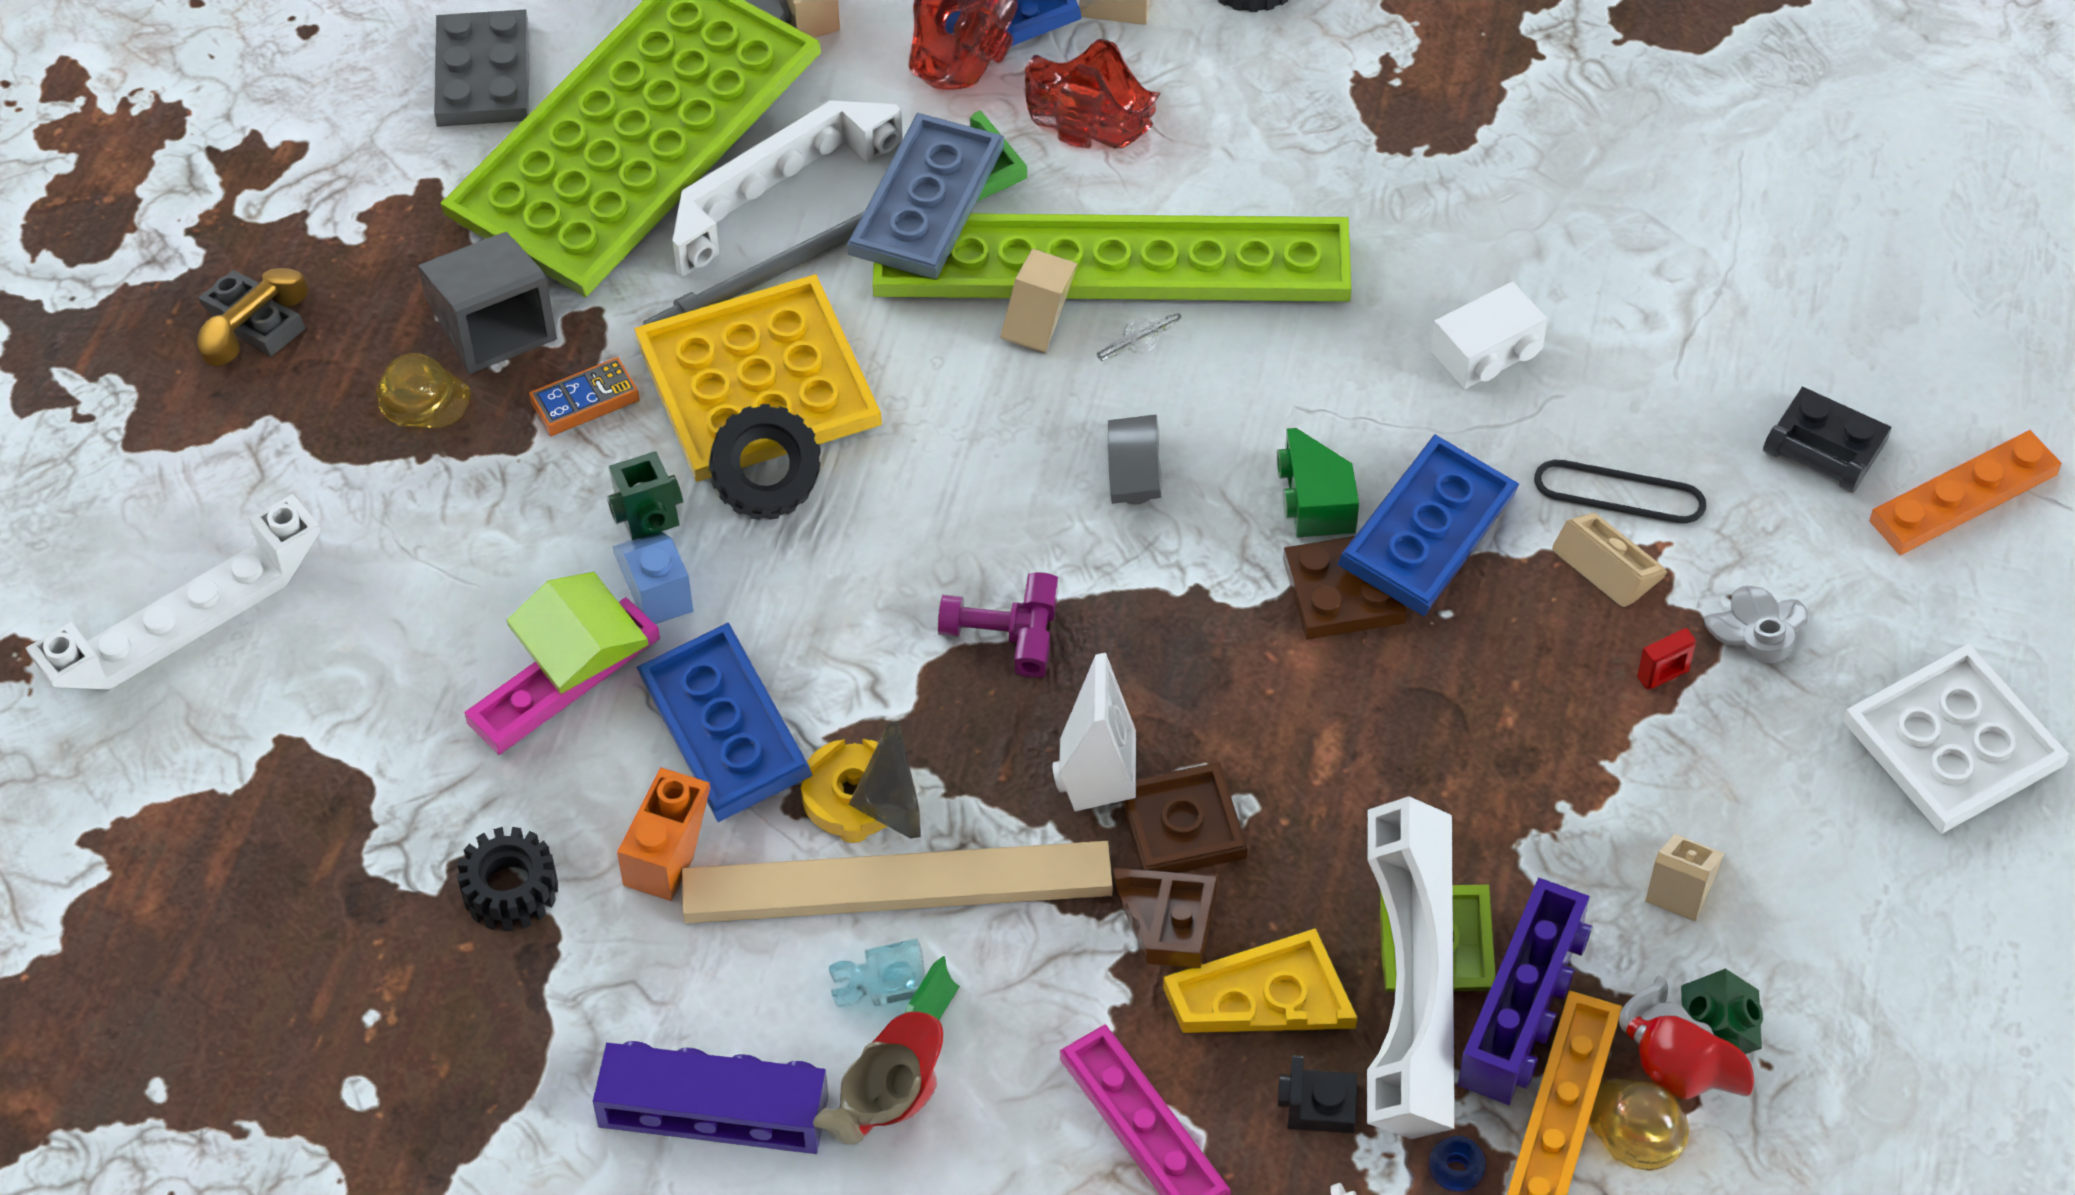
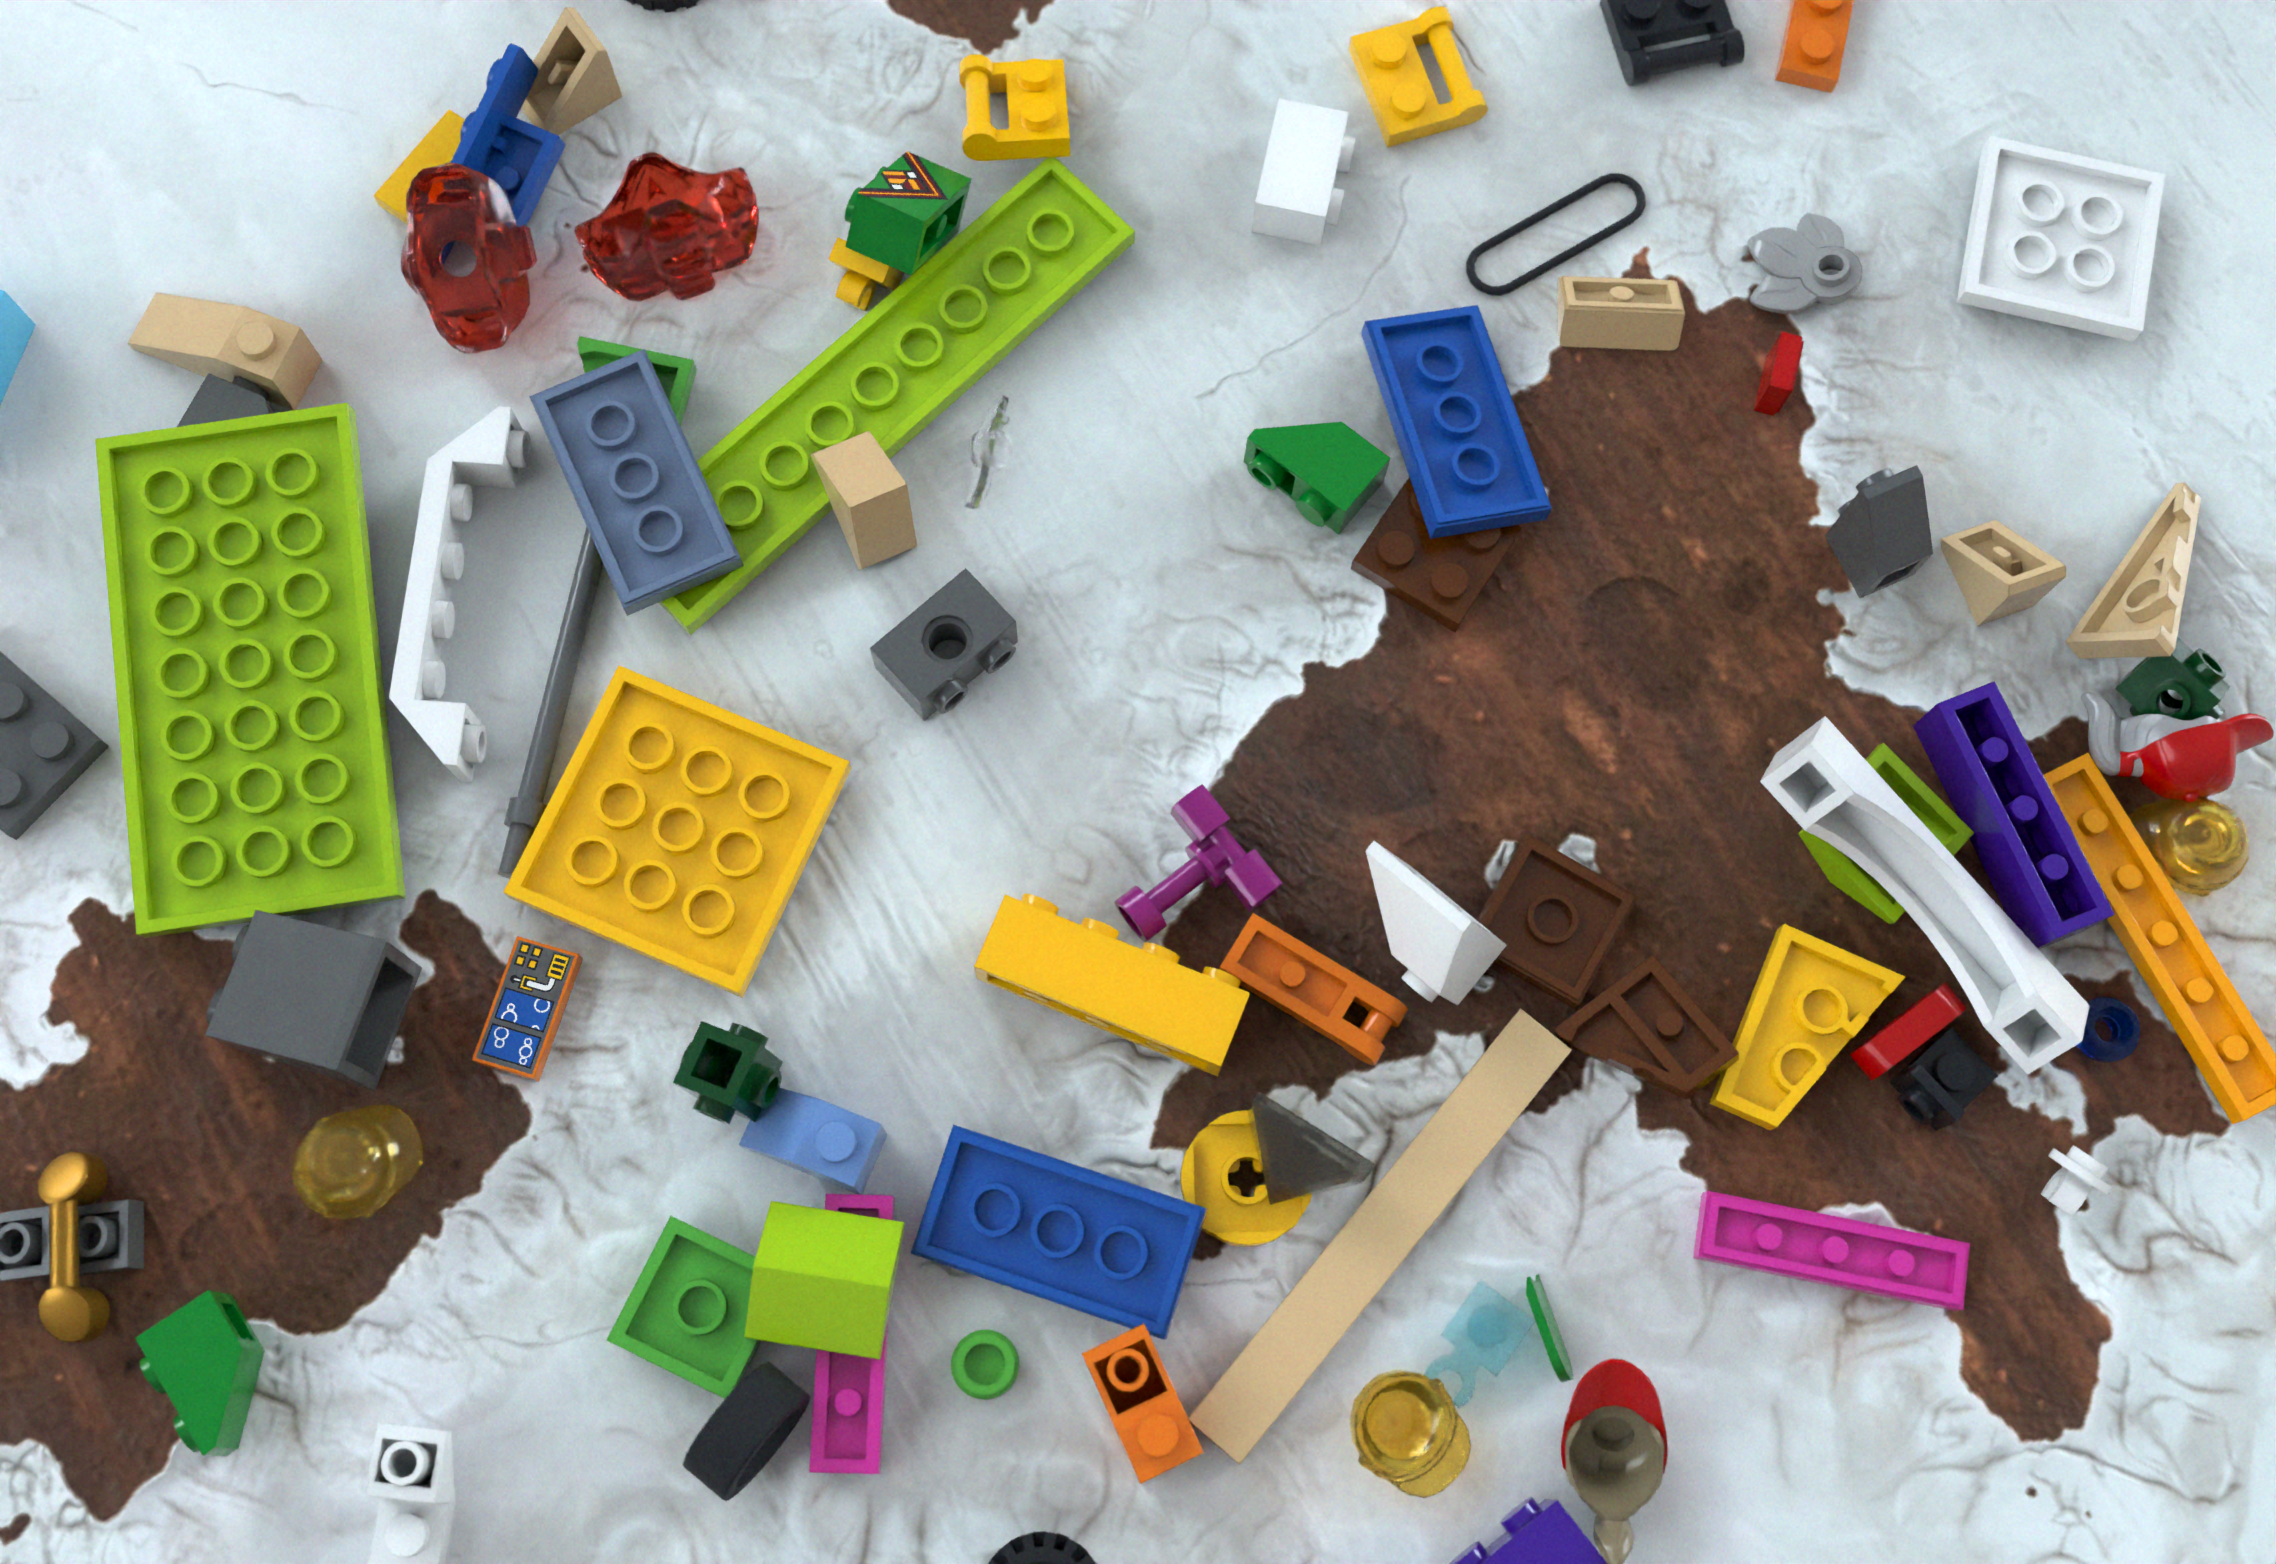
camera: 50 degrees left, 20 degrees up
(246, 417) = (207, 1367): none -> green slope
(456, 635) = (746, 1430): none -> black tyre
(490, 590) = (691, 1309): none -> bright green plate
(611, 755) = (985, 1364): none -> bright green tile
(771, 424) = (854, 923): black tyre -> none
(788, 973) = (1409, 1432): none -> clear yellow hat
(892, 629) = (1112, 983): none -> yellow brick
(999, 402) = (956, 612): none -> dark grey brick
(1001, 730) = (1312, 988): none -> orange plate
(1134, 459) = (1129, 590): dark grey slope -> none
(1171, 196) = (862, 275): none -> yellow tile
(1225, 177) = (906, 212): none -> green brick
(1325, 1048) = (1908, 1031): none -> red beam
(1362, 193) = (1034, 109): none -> yellow plate
(1614, 337) = (1399, 84): none -> yellow plate
(1625, 779) = (1883, 530): none -> dark grey slope
(1781, 955) = (2145, 594): none -> tan wing

